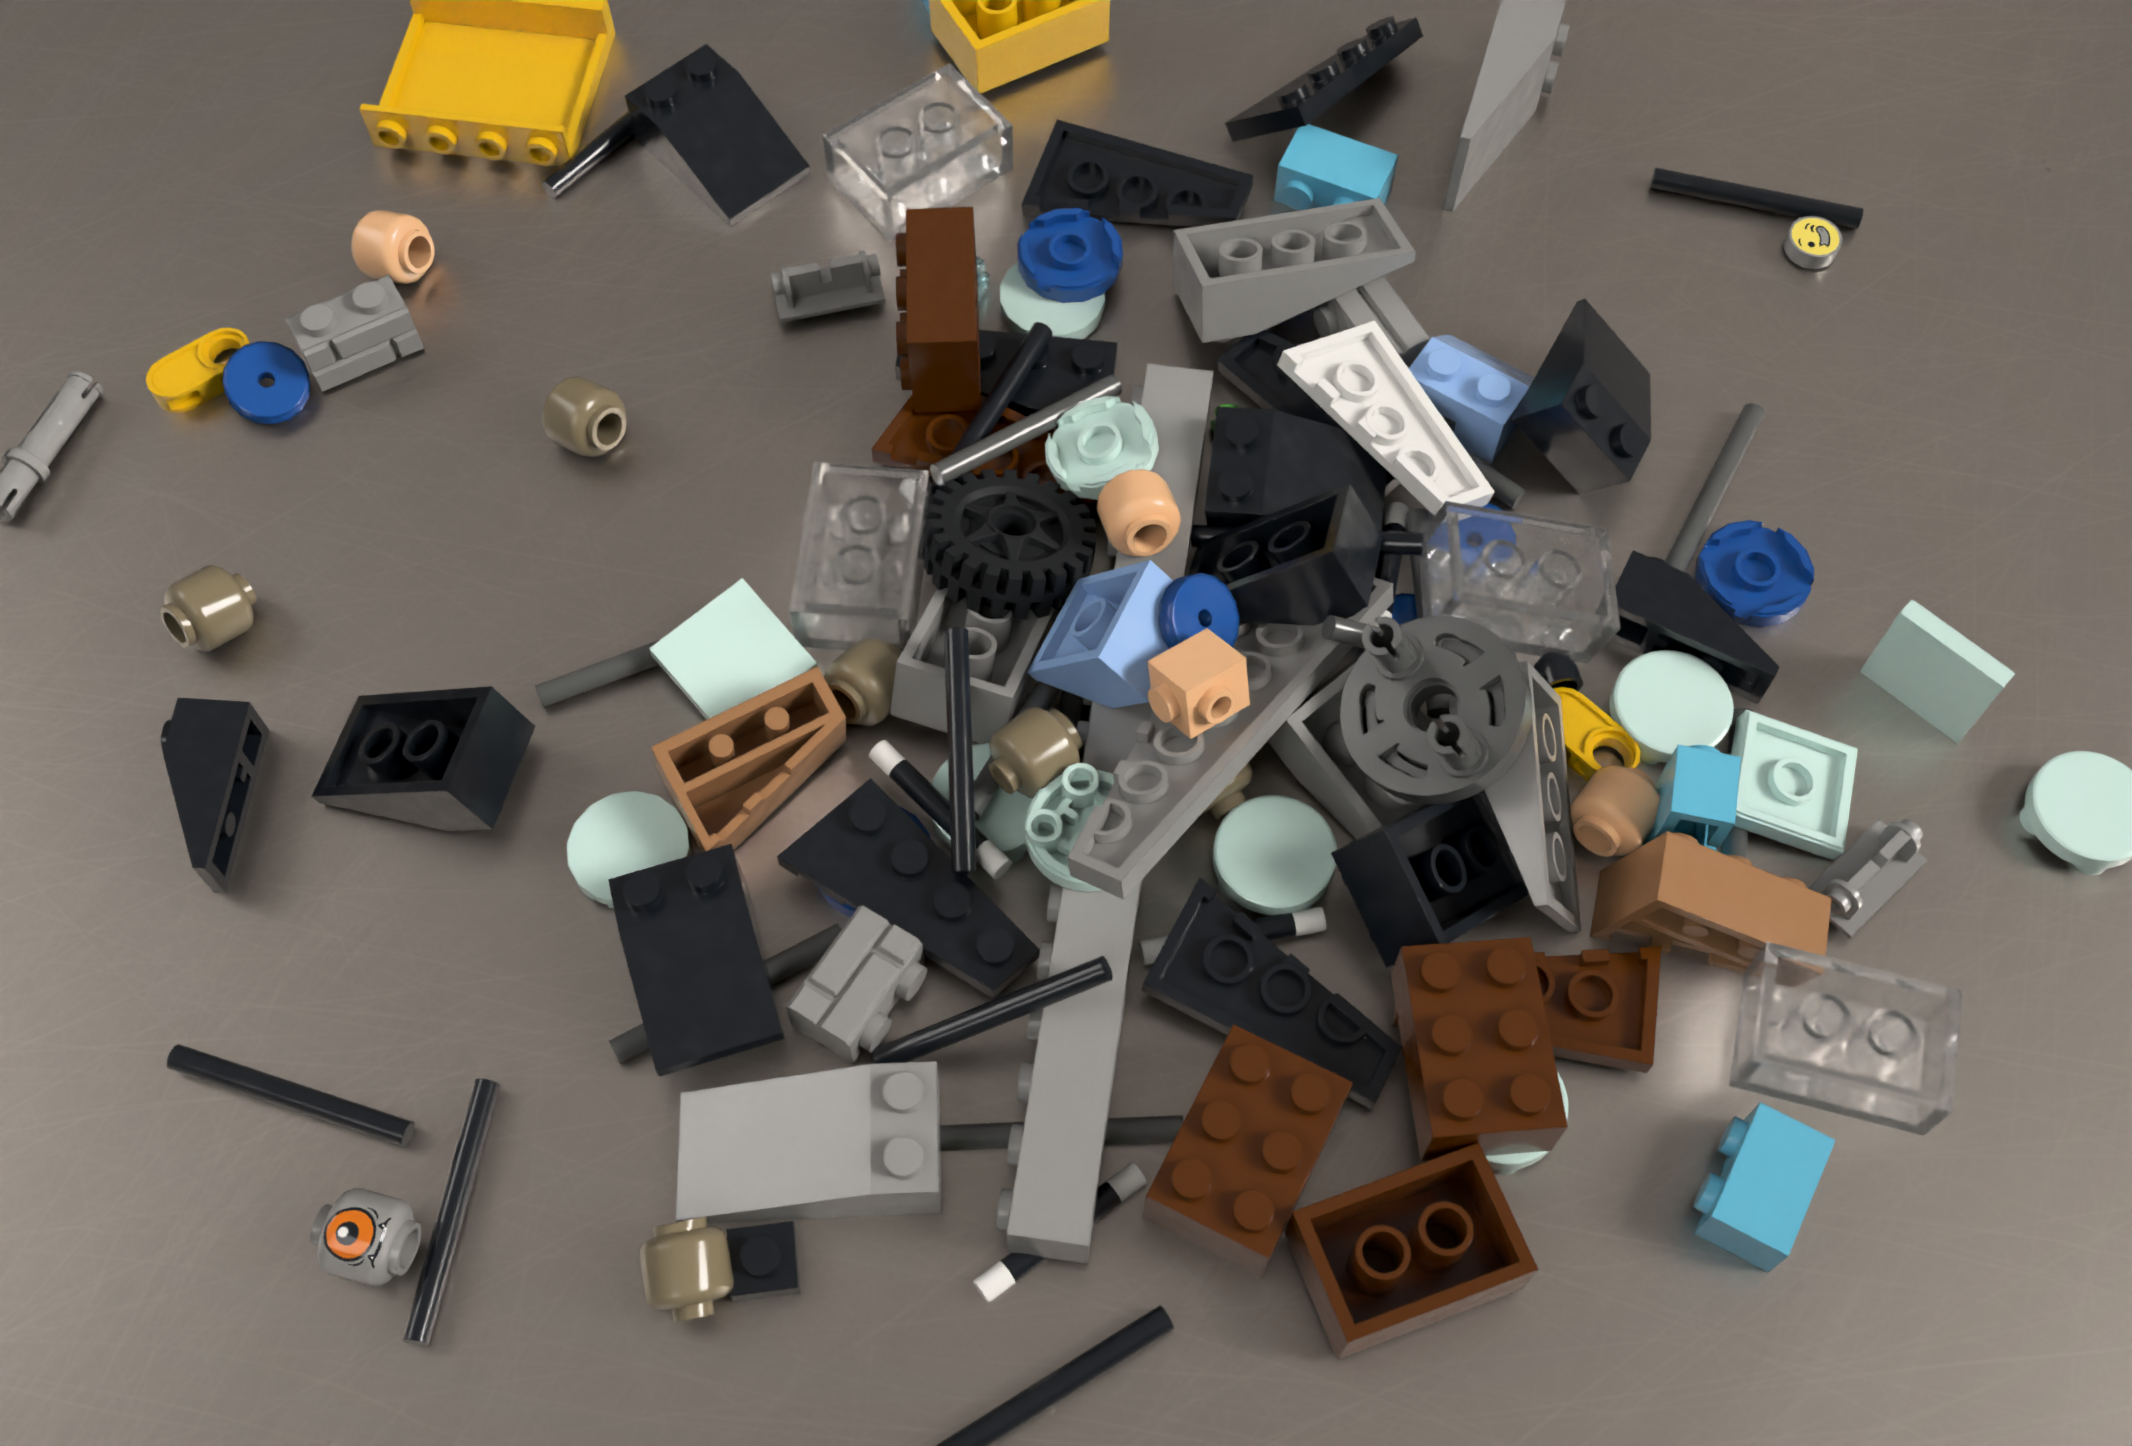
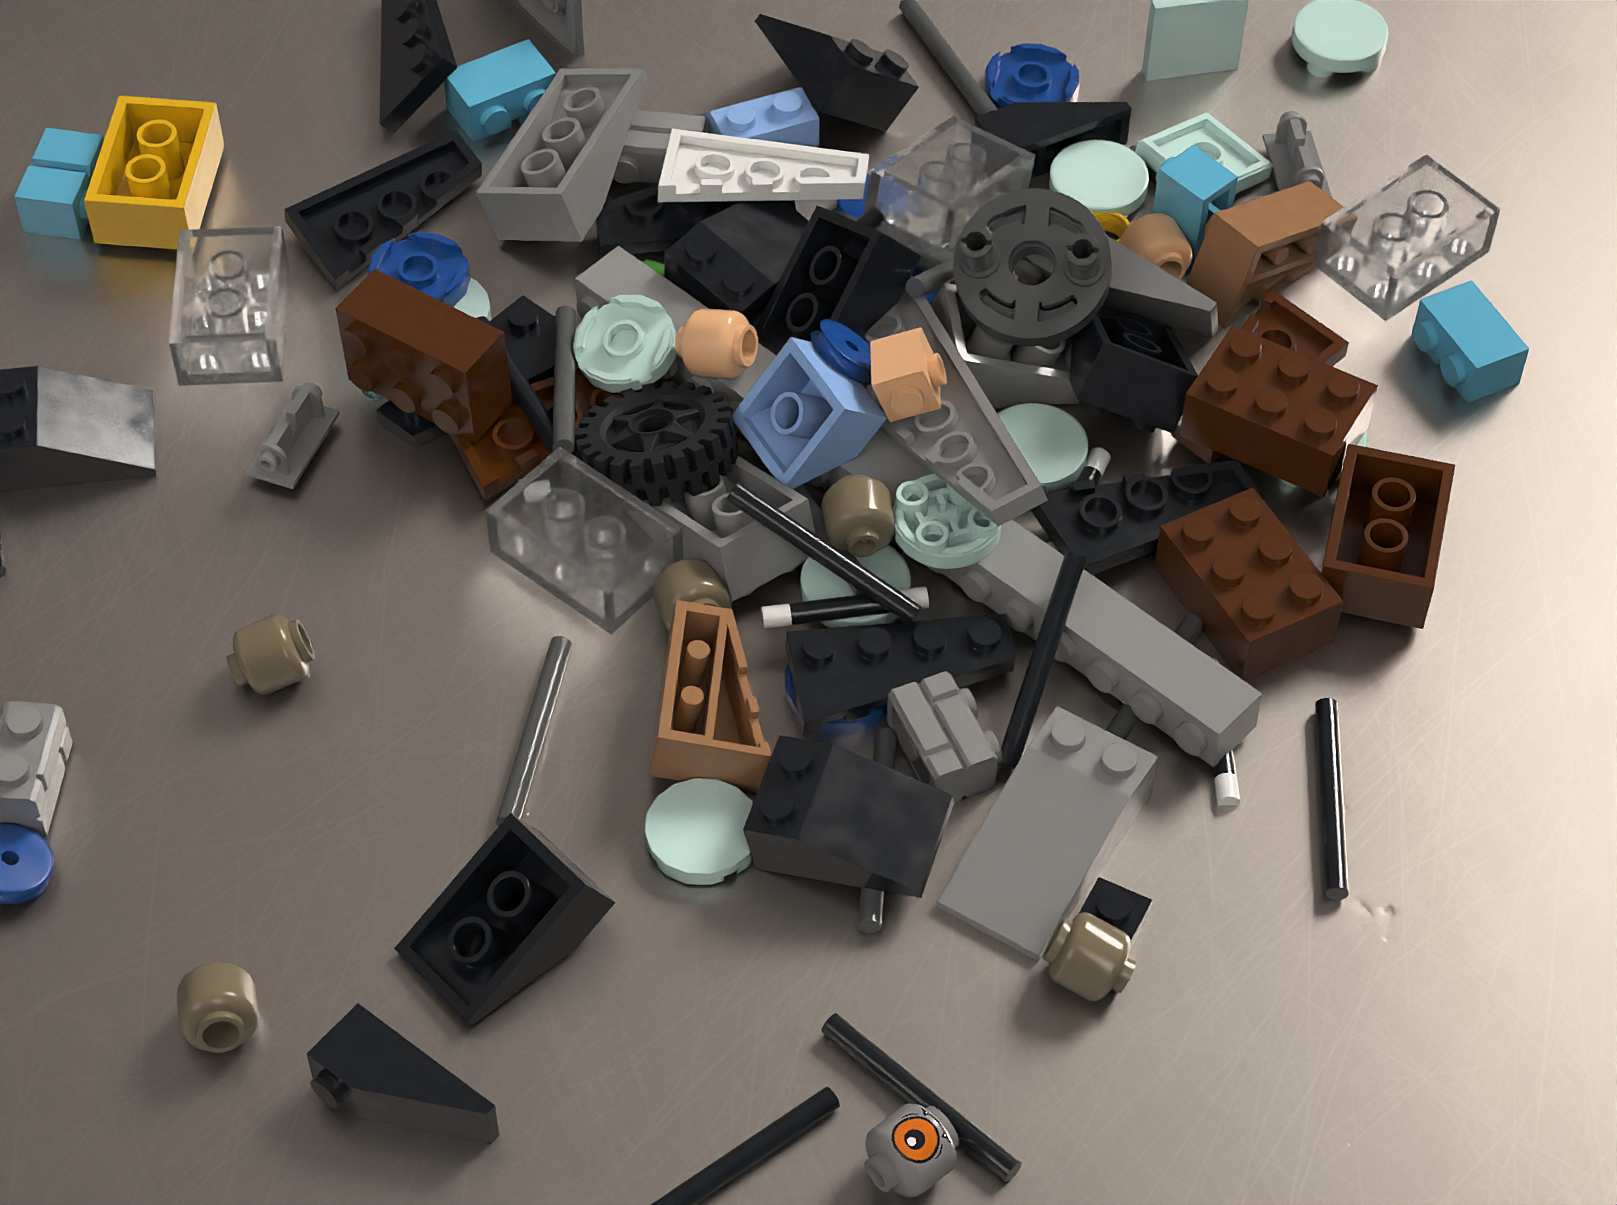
camera: 55 degrees left, 10 degrees down
(730, 652) = (594, 674): light aqua tile -> none

